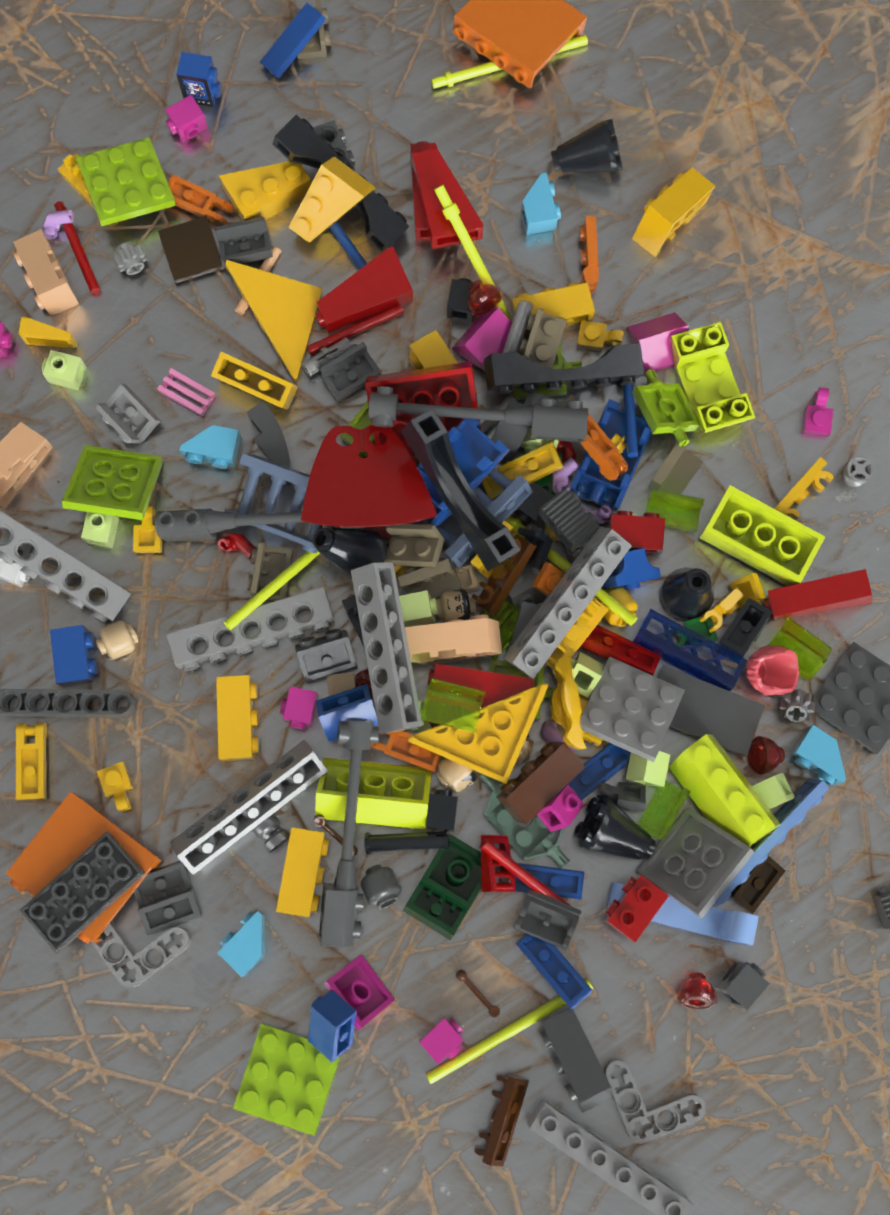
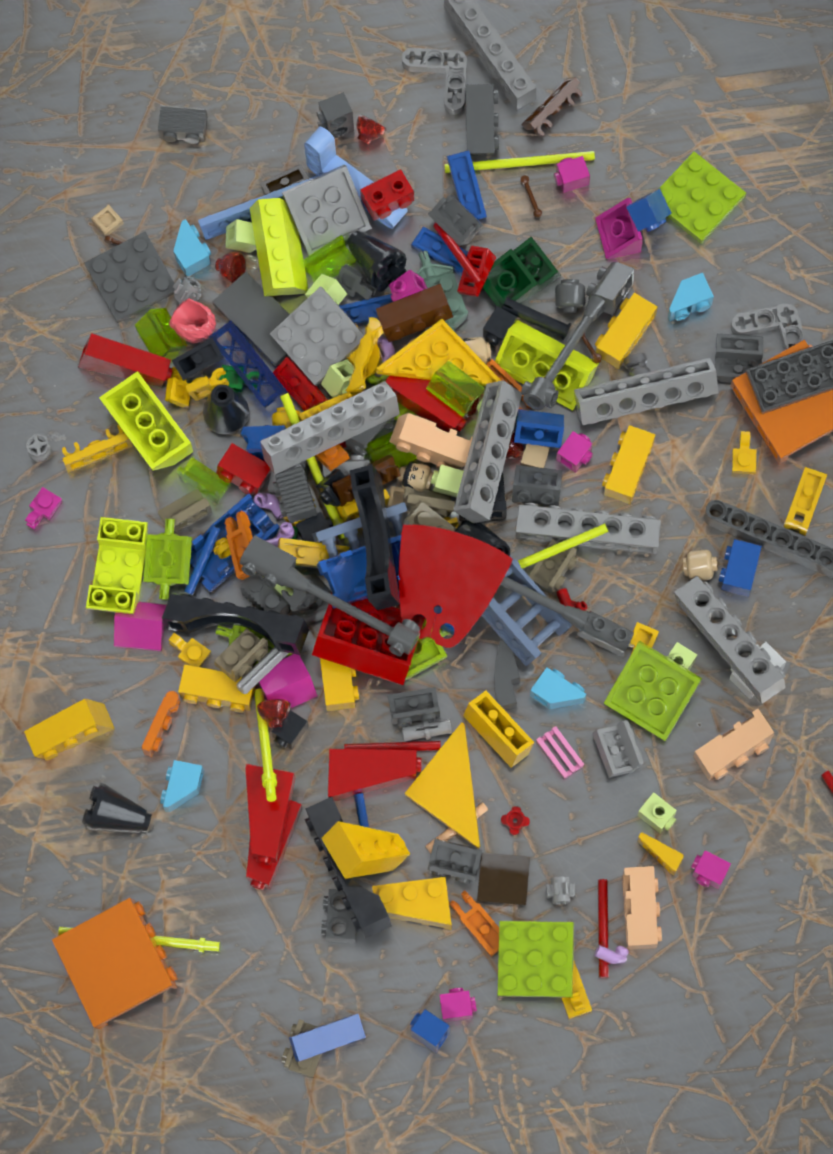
camera: 150 degrees left, 5 degrees down
(203, 302) = (515, 813): none -> red plate

